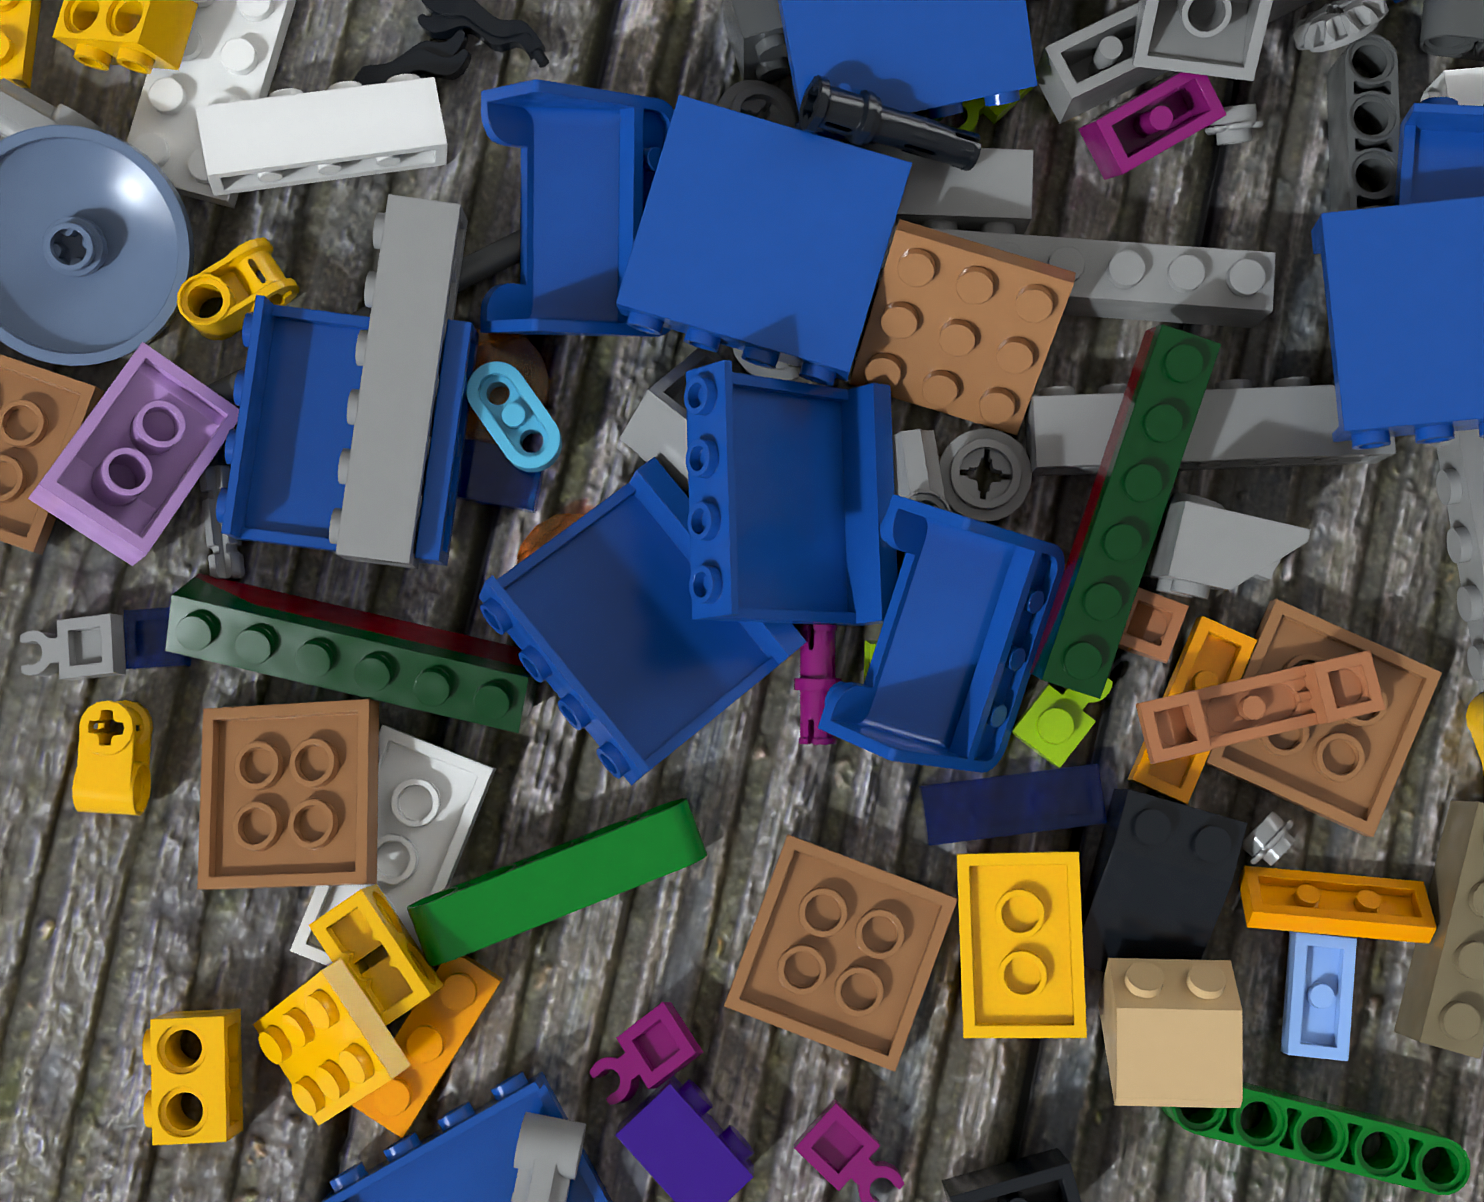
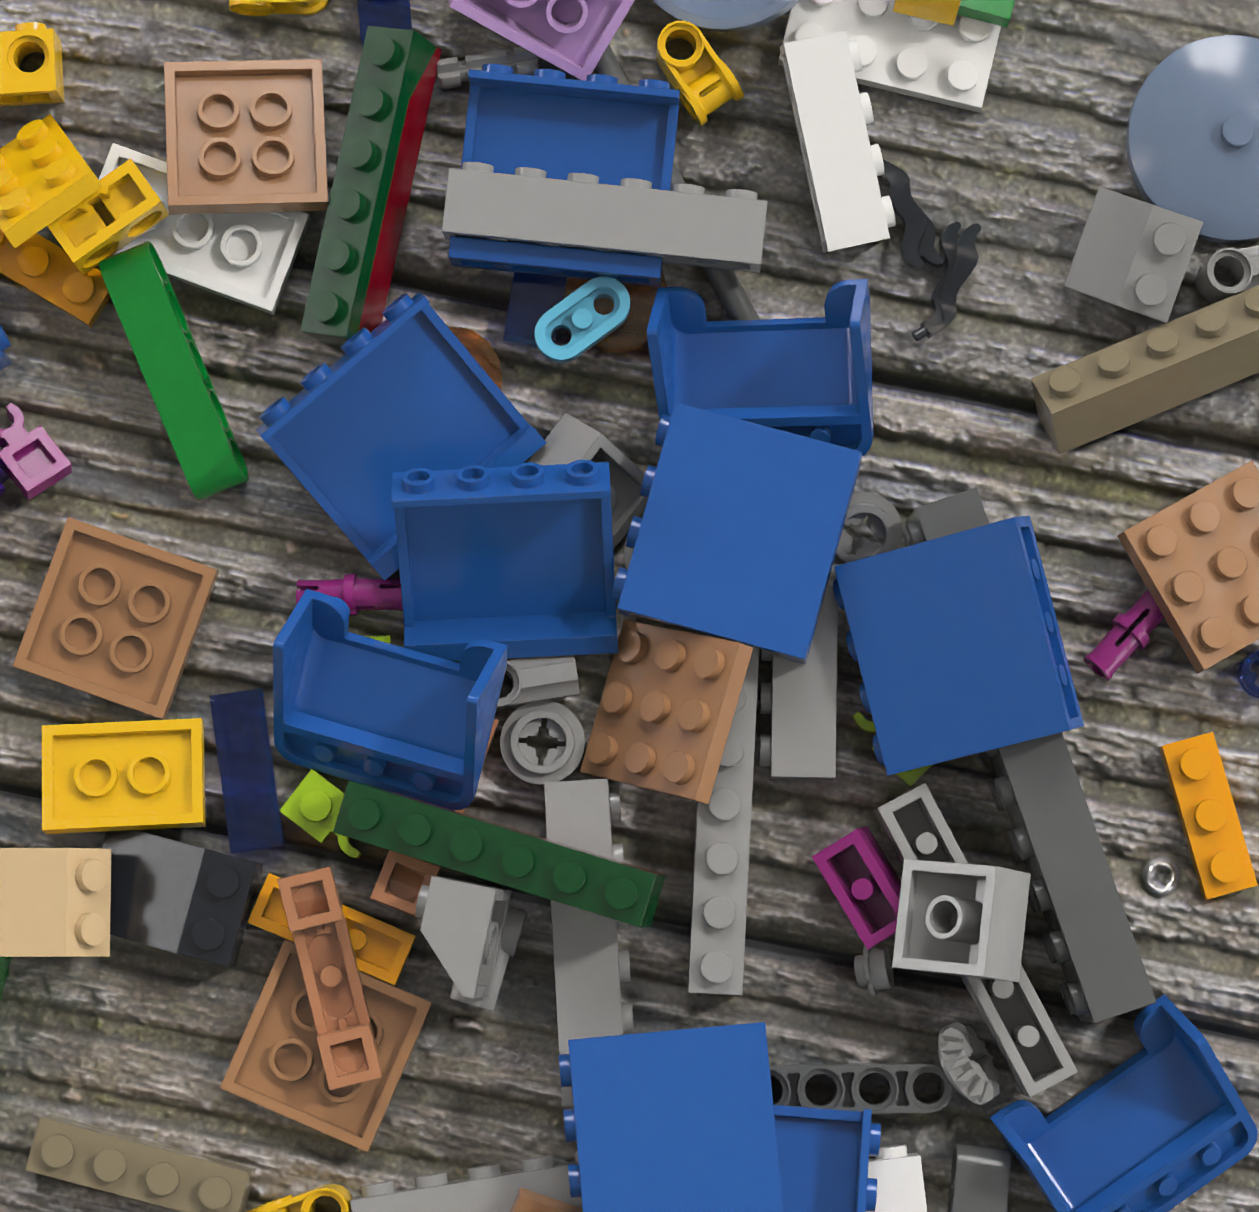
camera: 85 degrees right, 0 degrees up
(865, 119) = (843, 616): black pin -> none
(1269, 839) = (217, 996): light grey plate -> none
(1318, 995) = (81, 1041): light blue plate -> none
(1336, 904) = (160, 1056): light orange plate -> none

